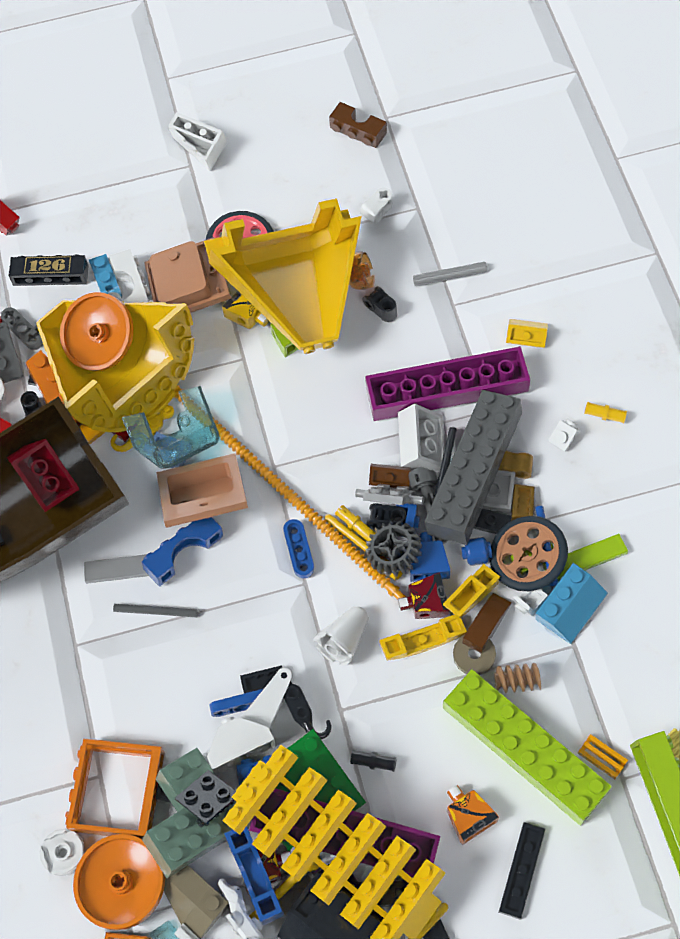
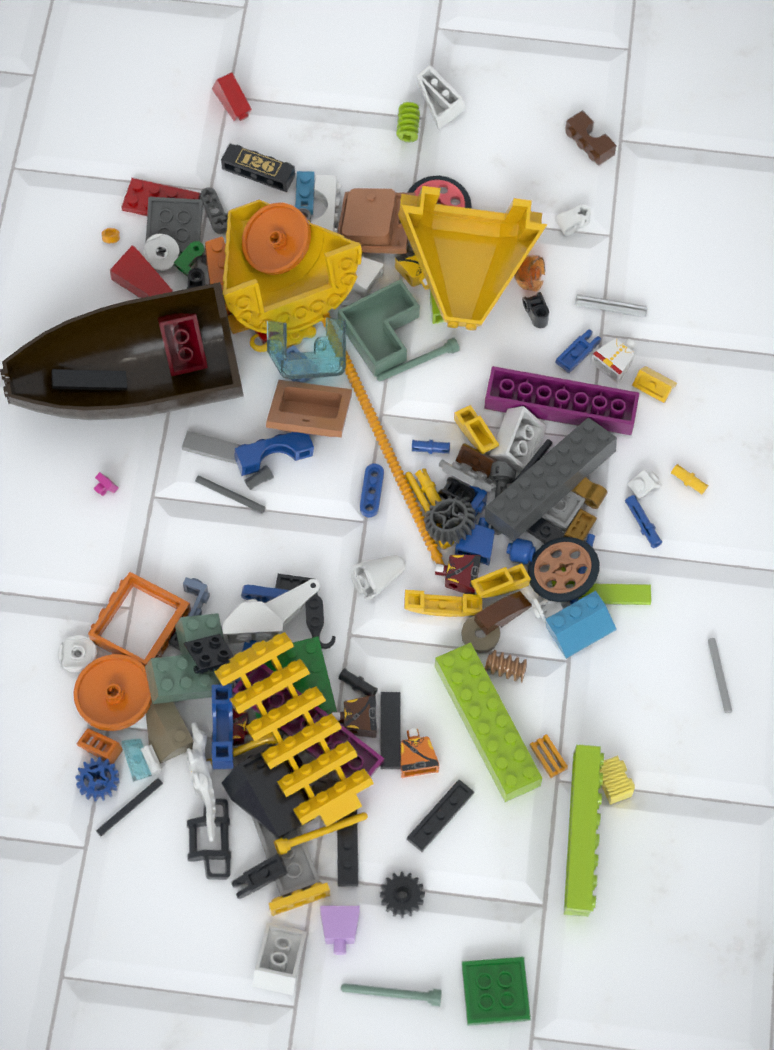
camera: 15 degrees right, 0 degrees up
(16, 379) = (189, 256): none -> green leg
(20, 653) = (104, 485): none -> dark pink tile
(159, 725) = (197, 588): none -> sand blue bracket
(178, 173) = (408, 121): none -> lime piece
(181, 577) = (260, 477): none -> dark grey pin
(203, 333) = (368, 276): none -> white torso
(228, 380) = (373, 322): none -> sand green piece
(314, 372) = (450, 346): none -> sand green piece
(338, 480) = (431, 446): none -> blue pin
(376, 445) = (475, 429): none -> yellow slope
(390, 797) = (359, 716): none -> reddish brown torso
(428, 797) = (391, 730): none -> black tile
(438, 330) = (577, 351): none -> blue hinge
(478, 323) = (614, 358): none -> white torso
(588, 477) = (646, 526): none -> blue pin

